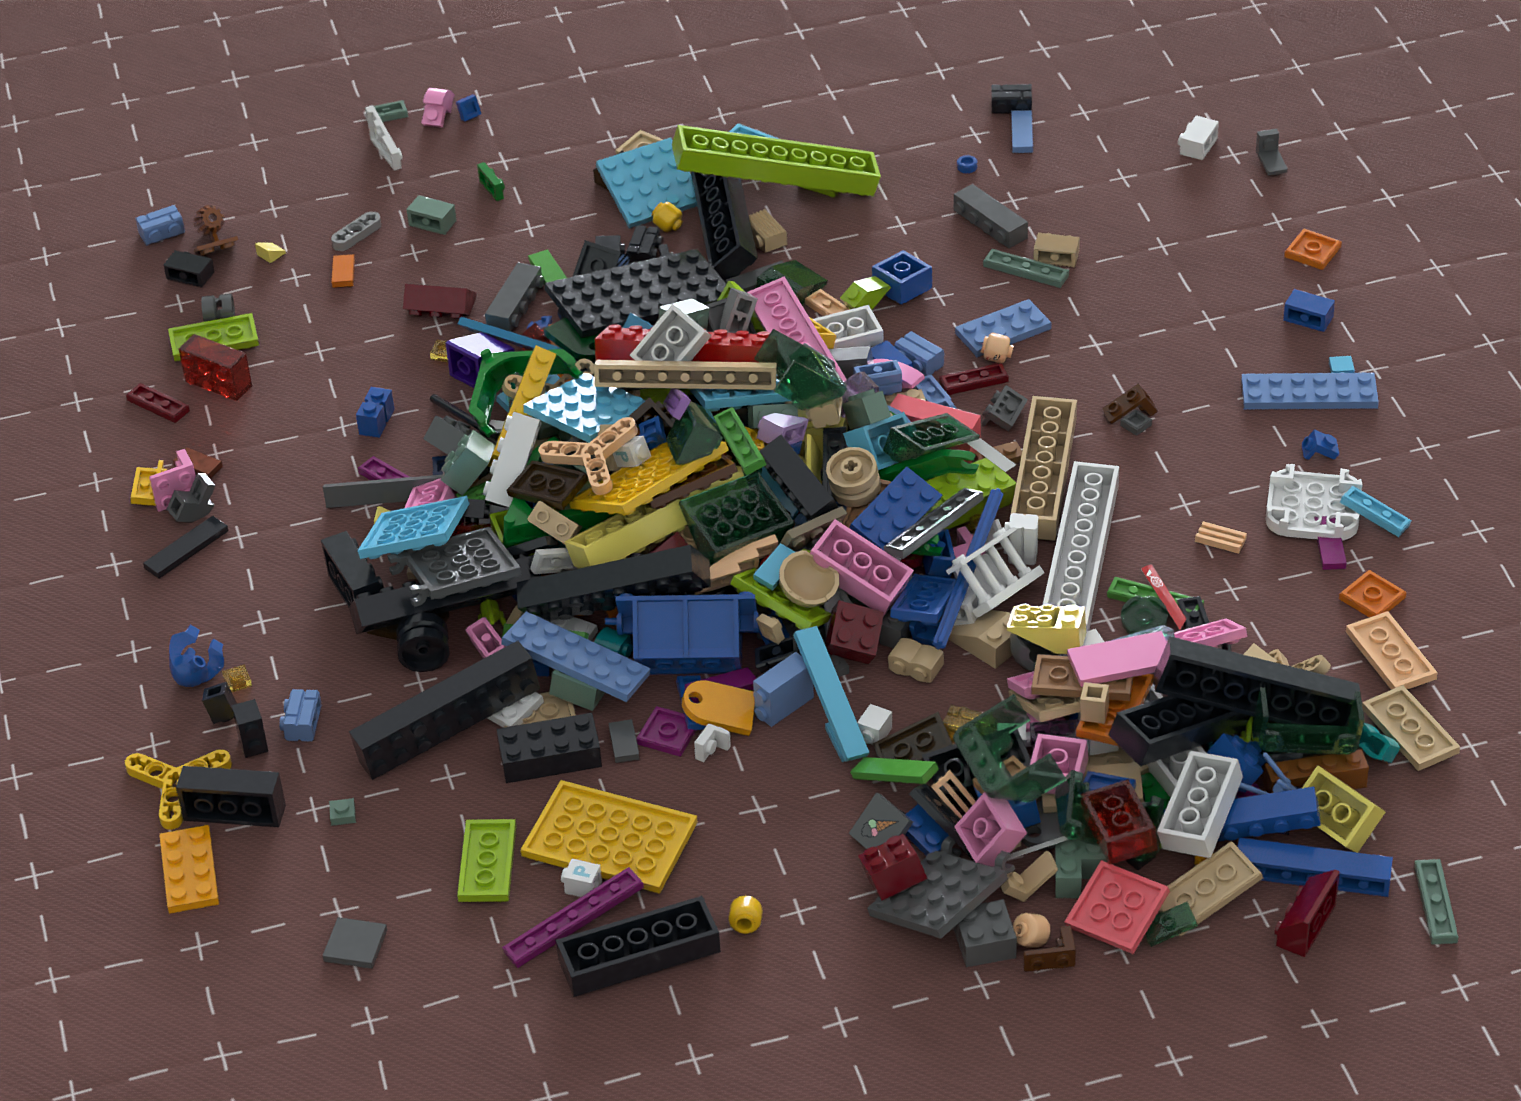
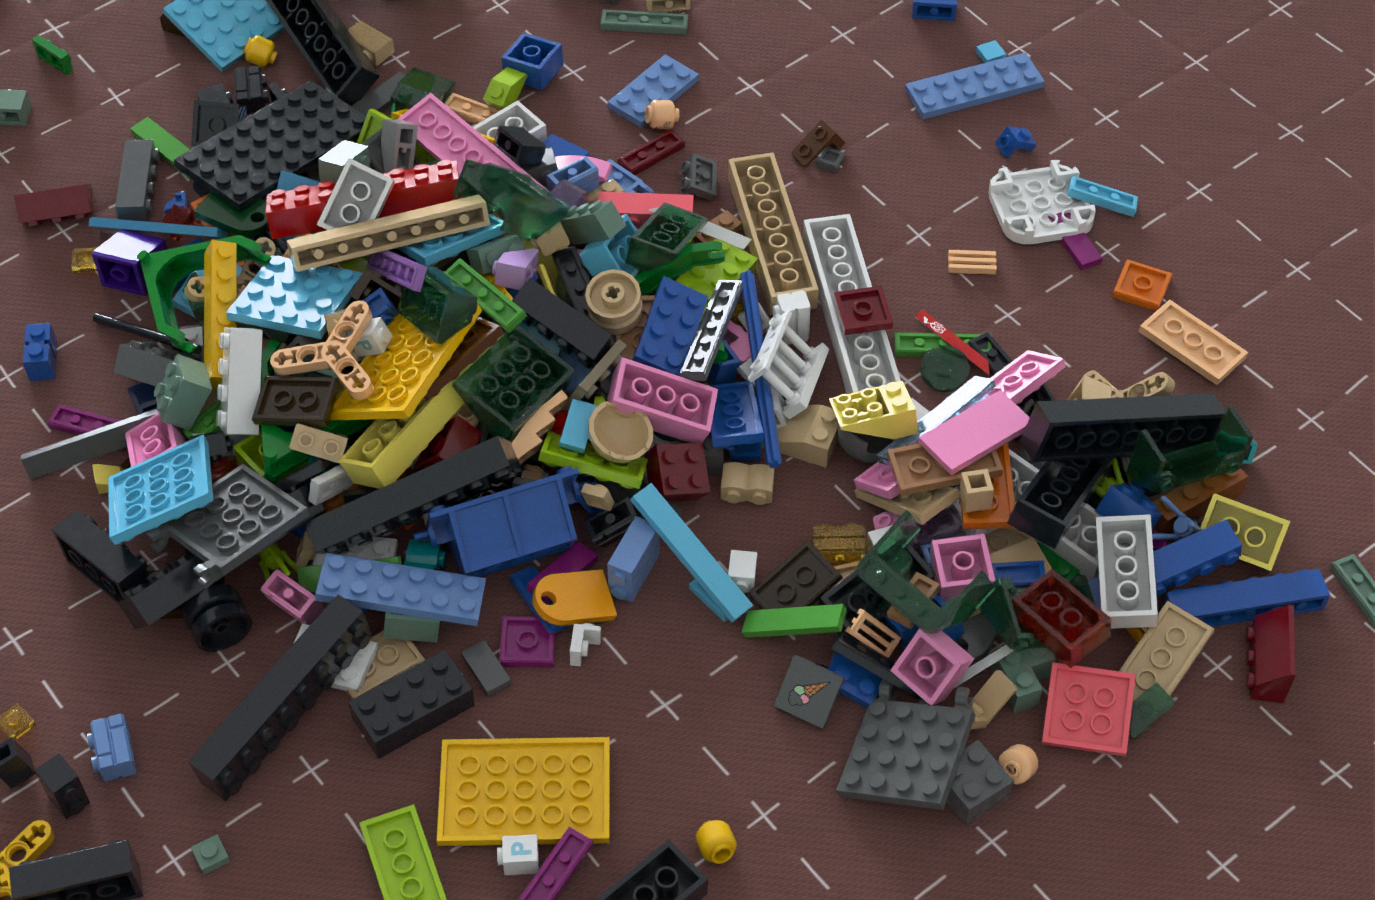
camera: 25 degrees left, 10 degrees up
(840, 336) = (519, 145): none -> black brick
(892, 866) = (848, 737): dark red brick -> none
(923, 354) = (589, 137): medium blue brick -> none
(1051, 958) = (1061, 782): reddish brown bracket -> none
(1083, 544) = (863, 310): none -> dark red plate
(1411, 726) = (1271, 426): tan plate -> none

